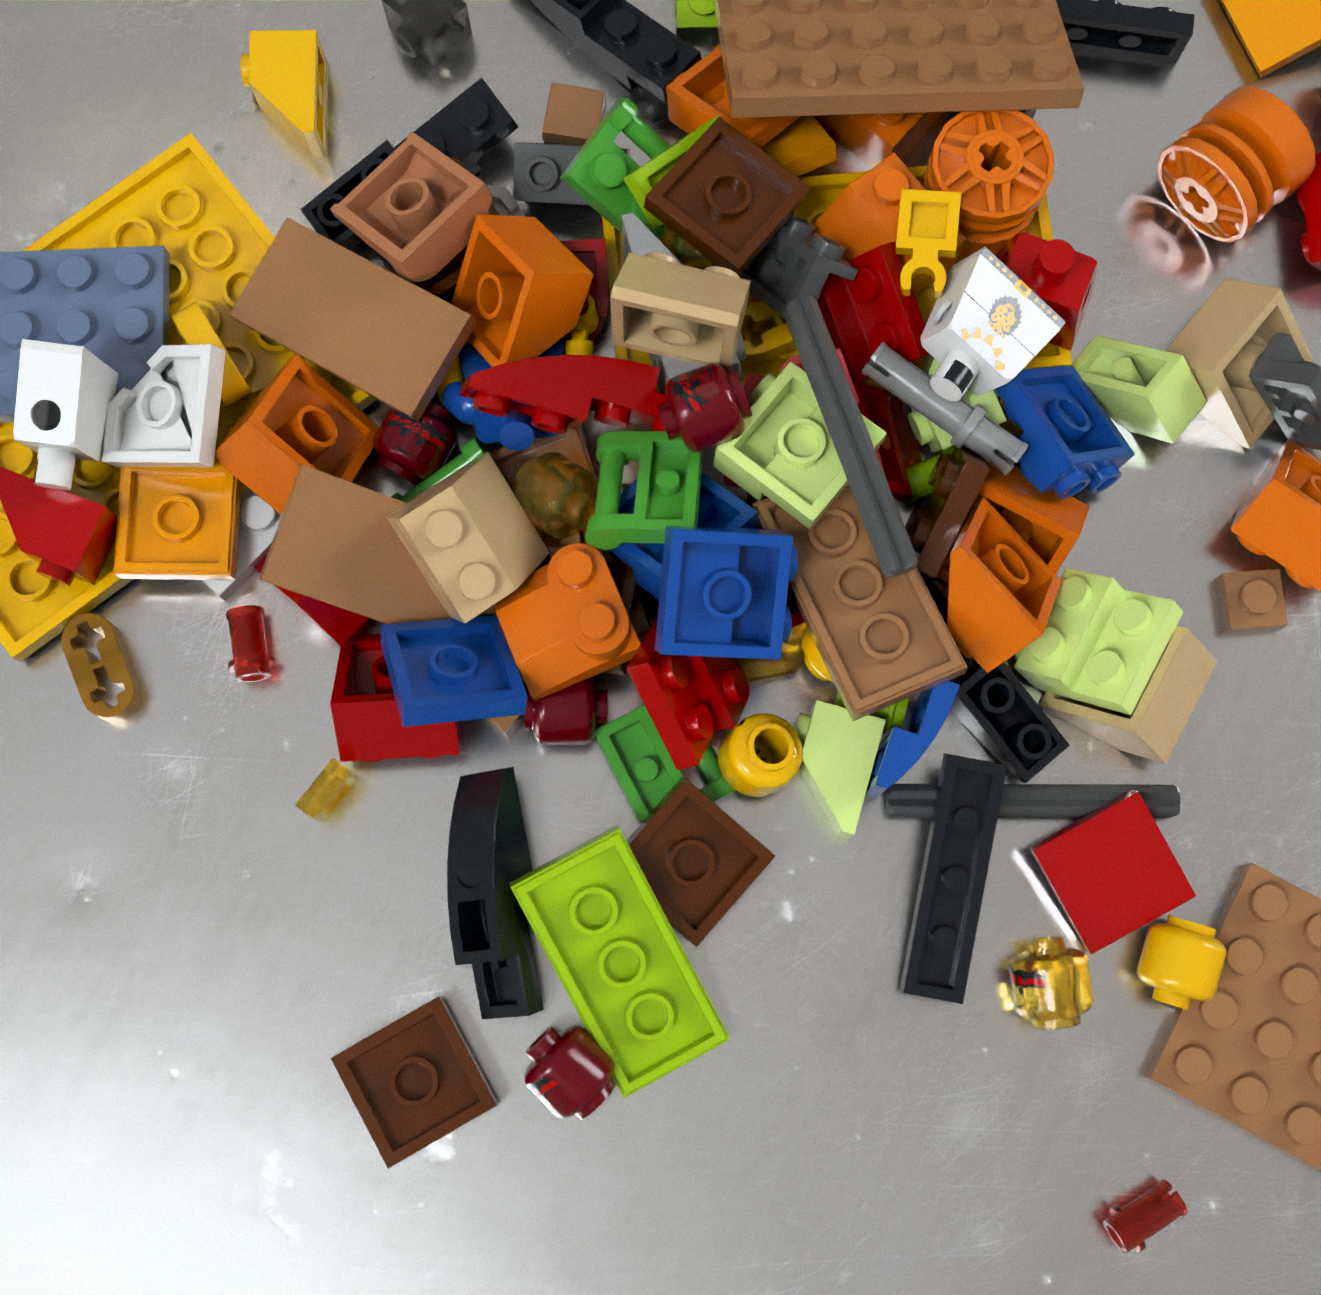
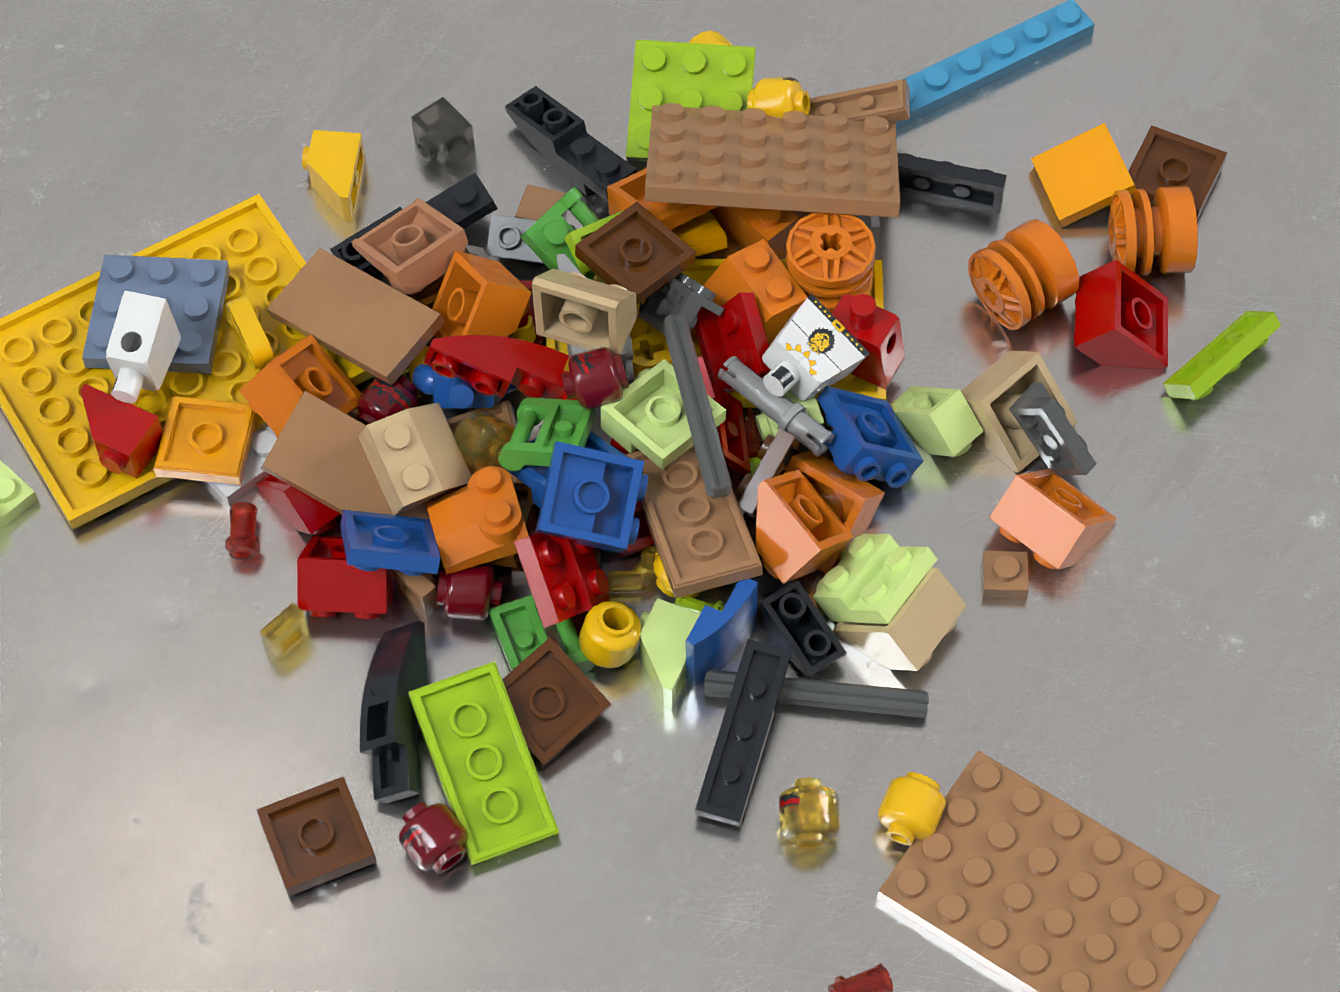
camera: 10 degrees right, 20 degrees down
(114, 662) = (123, 539): pearl gold beam -> none
(169, 412) = (215, 362): white plate -> none
(927, 231) = (774, 284): yellow plate -> none
(1112, 871) = (867, 743): red tile -> none

